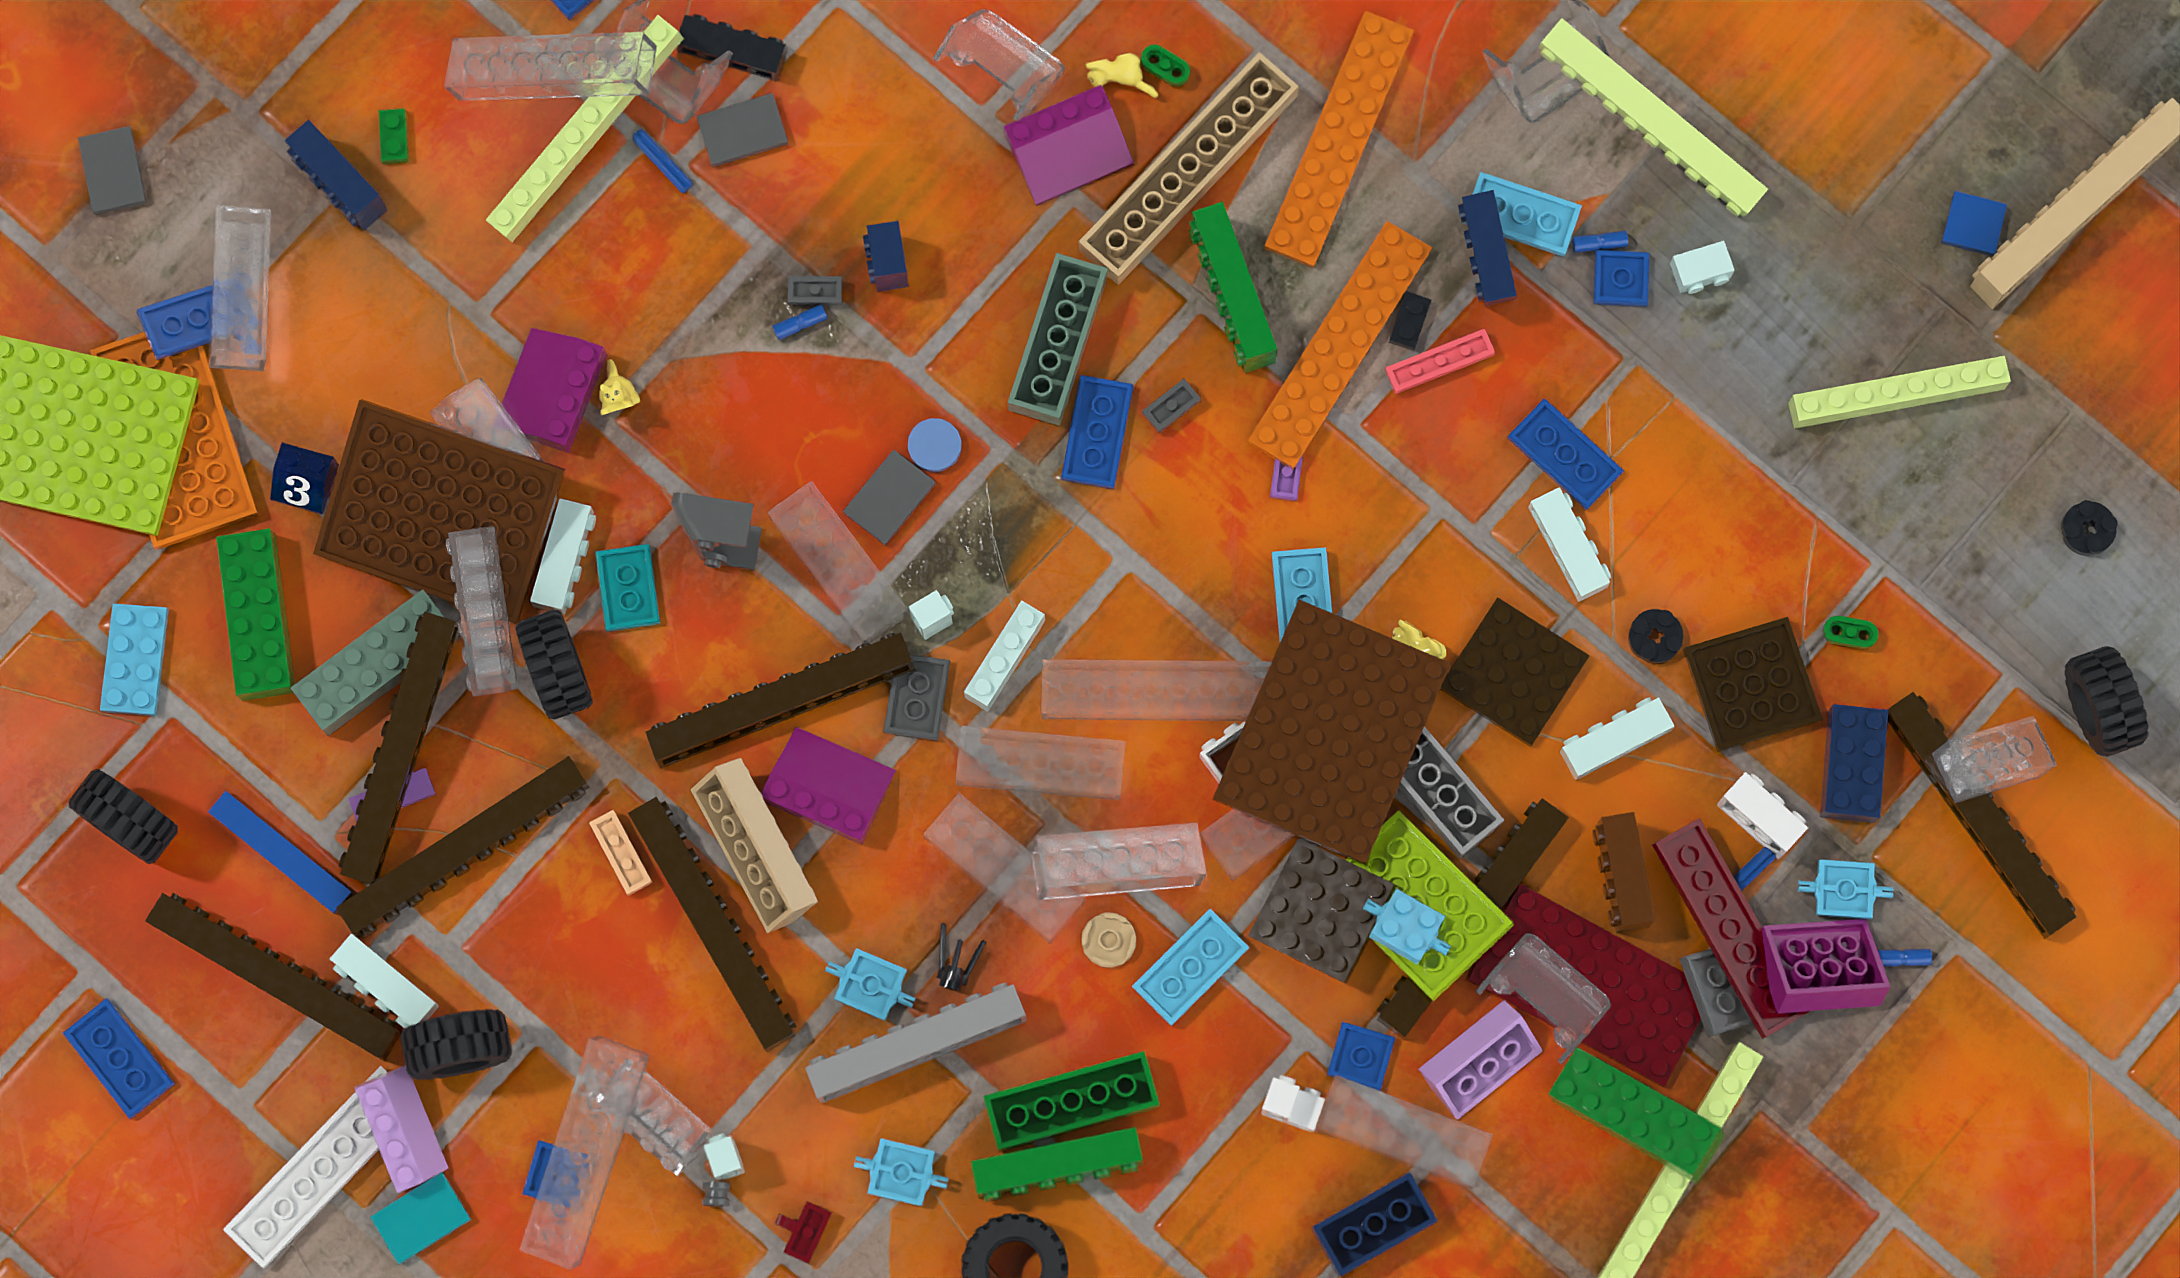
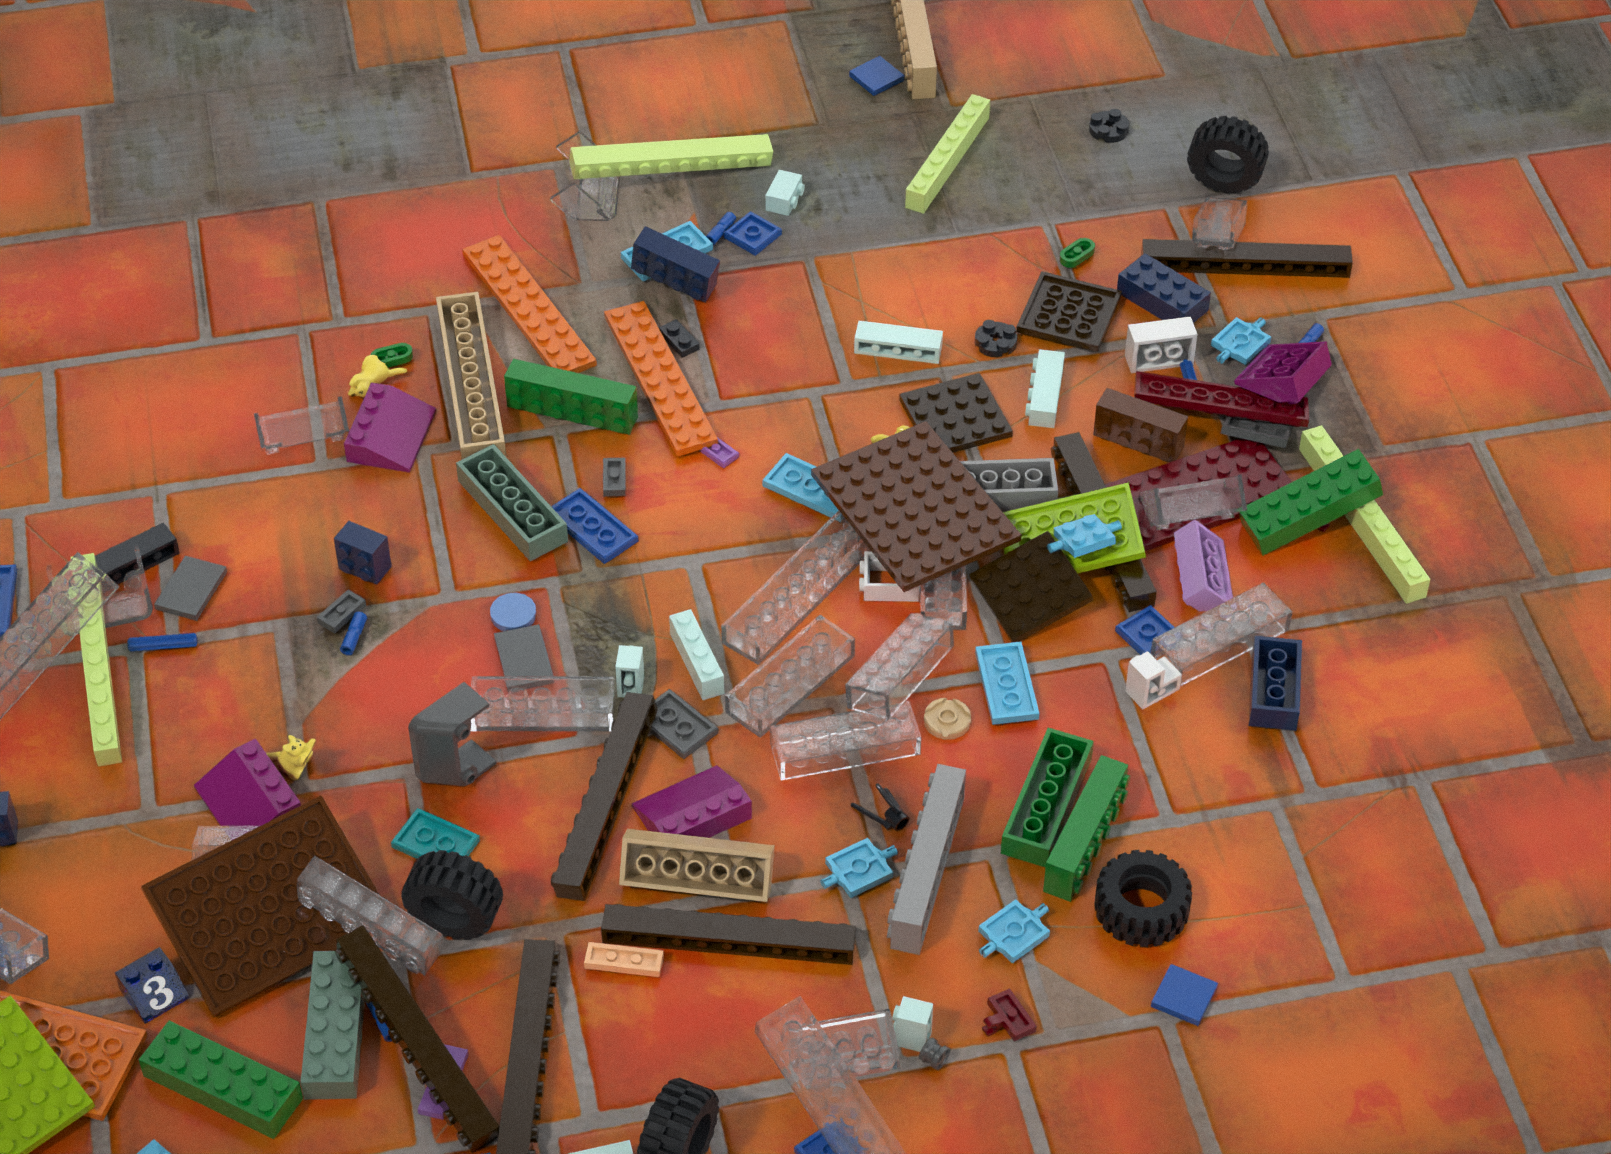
camera: 55 degrees left, 30 degrees down
(562, 556) = (381, 866): light aqua brick -> none
(1439, 361) = (719, 337): coral plate -> none
(1565, 454) = (835, 315): blue tile -> none

